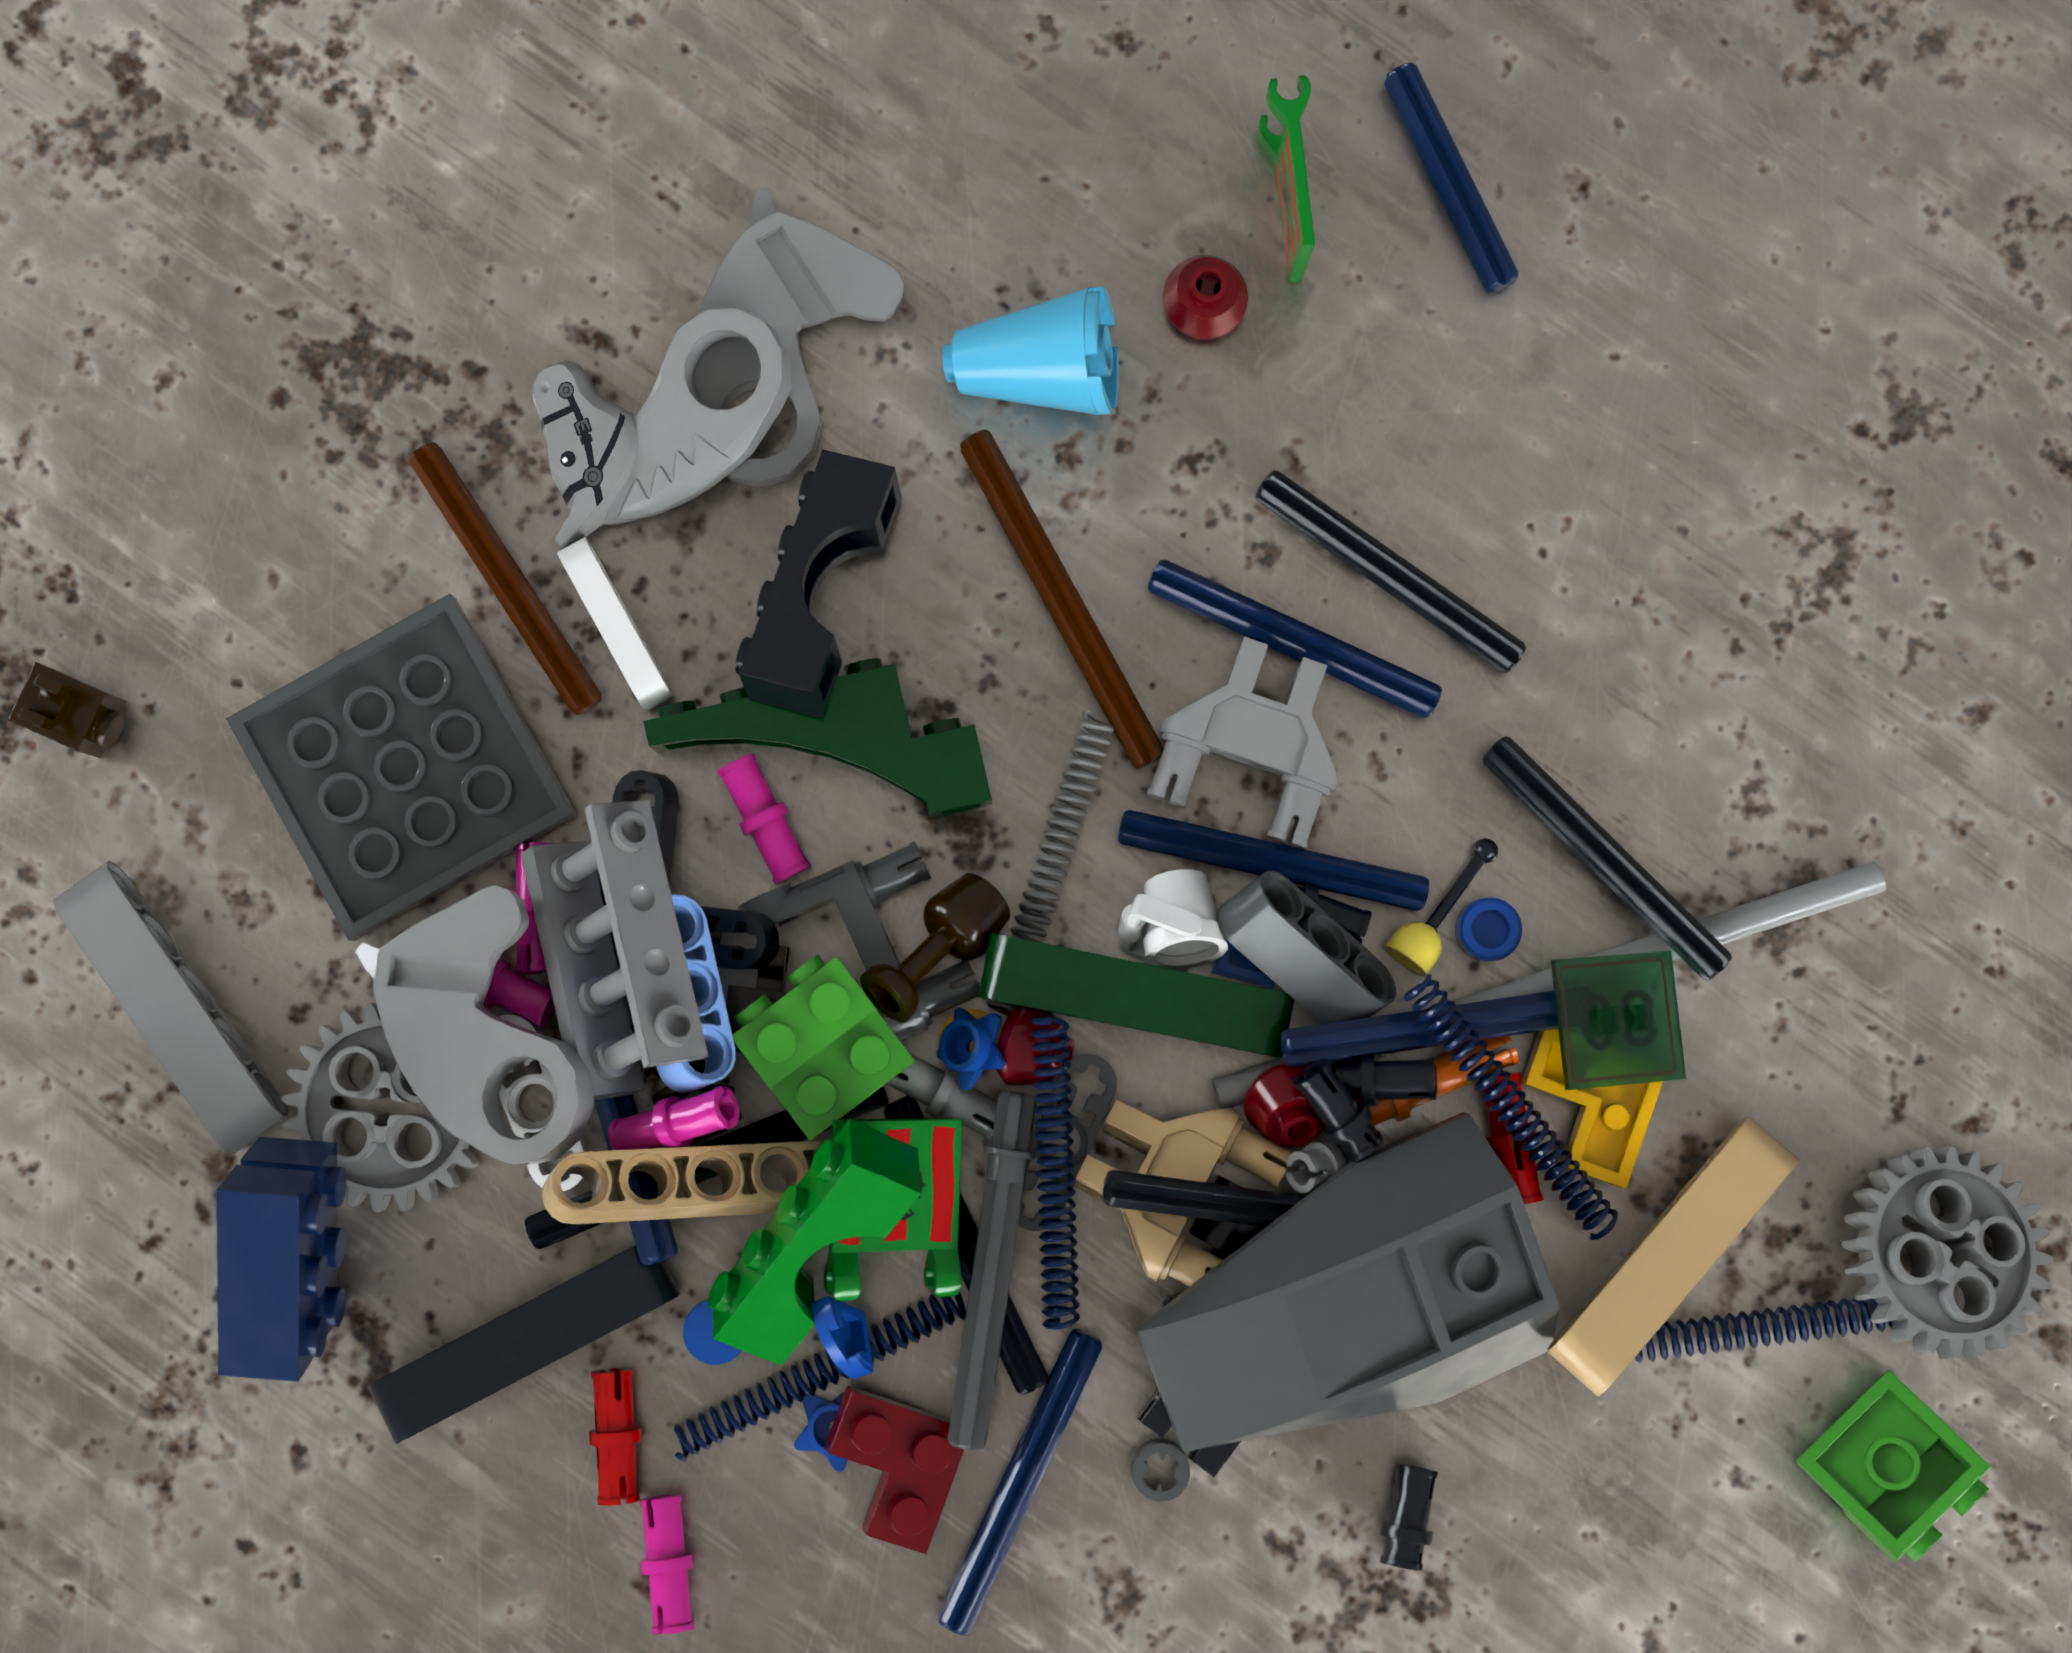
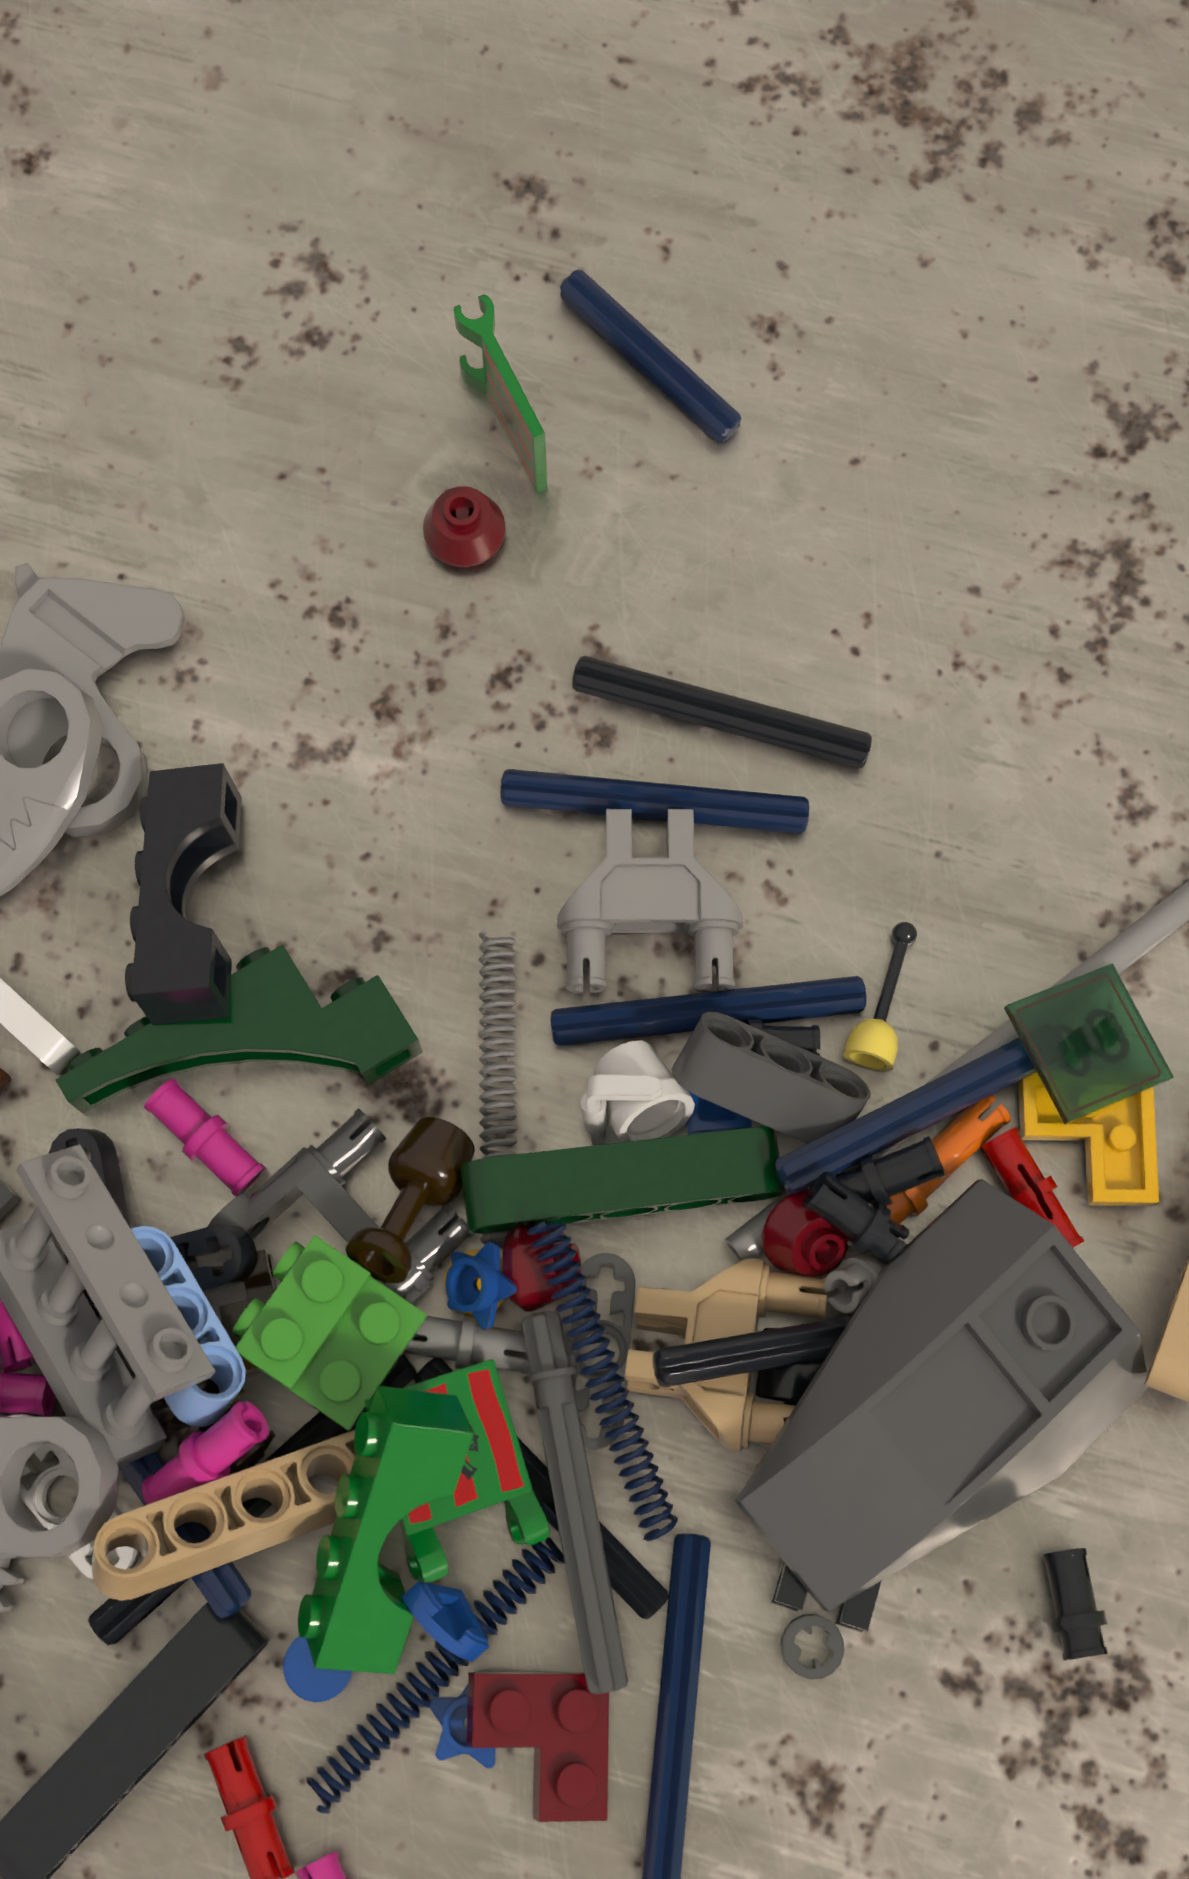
camera: 15 degrees left, 10 degrees down
(1042, 355) = (328, 622): medium azure cone -> none
(1061, 599) = (425, 839): reddish brown axle -> none
(1488, 929) = (934, 1006): blue tile -> none
(1546, 1162) = (1050, 1188): dark blue piece -> none
(1607, 858) = (1021, 900): black axle -> none

